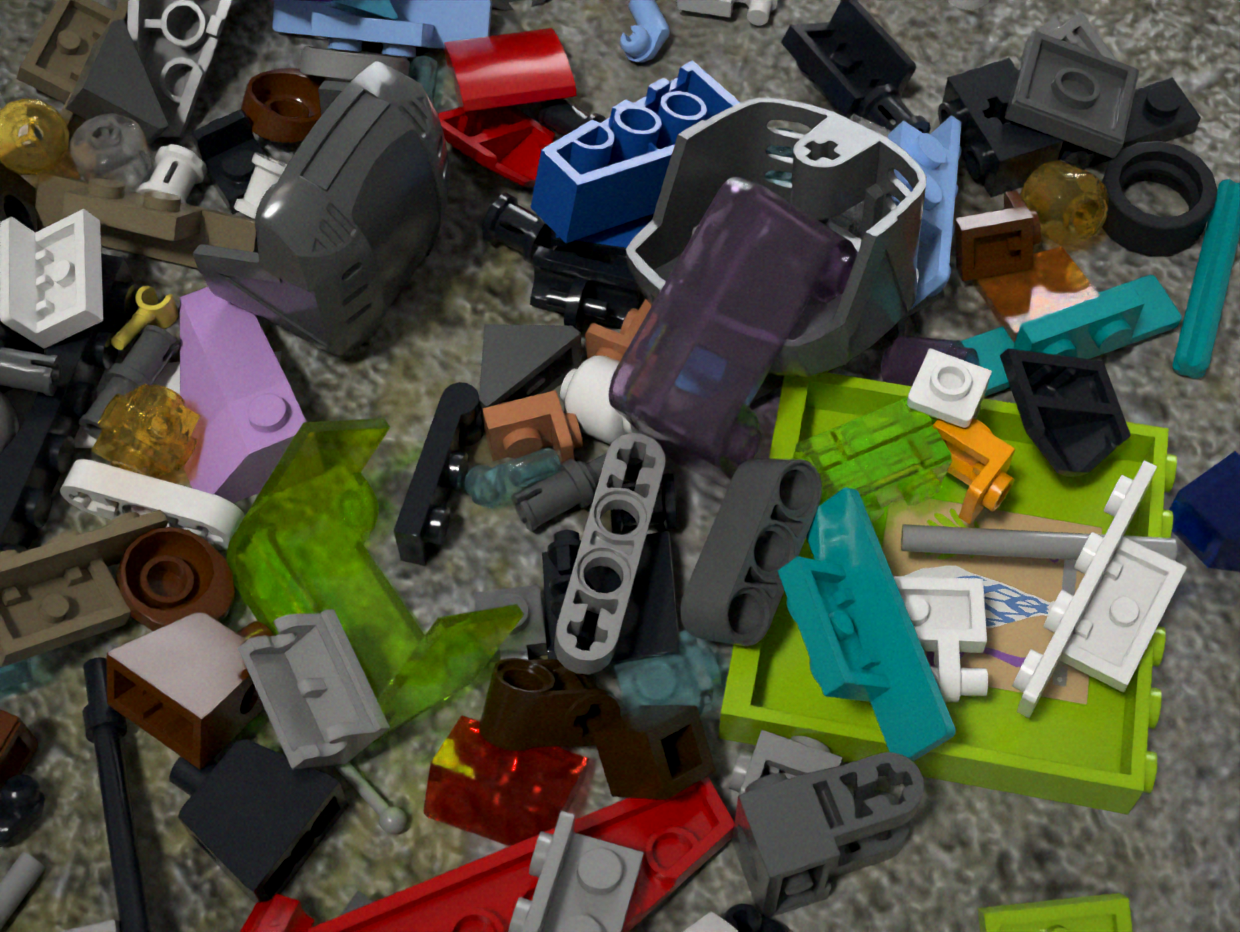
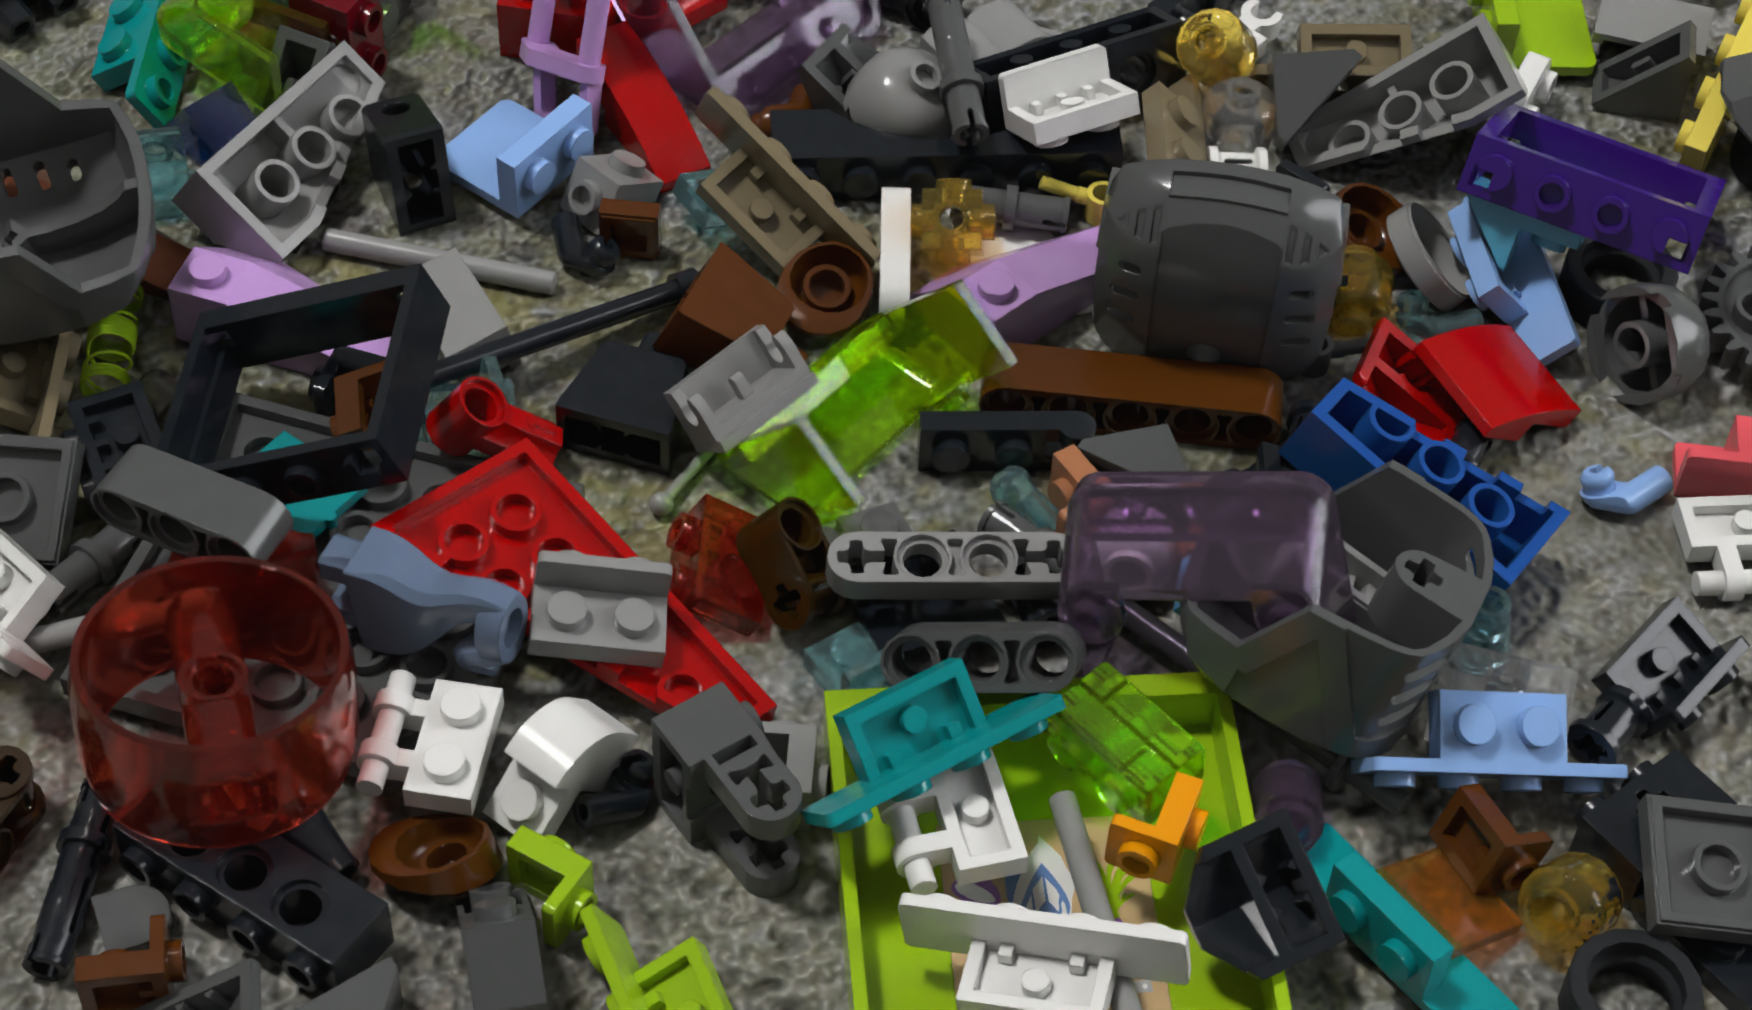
camera: 70 degrees right, 10 degrees down
(423, 342) = (1129, 392): none -> reddish brown beam
(654, 751) = (770, 650): dark brown brick -> none
(949, 388) = (1223, 772): white bracket -> none

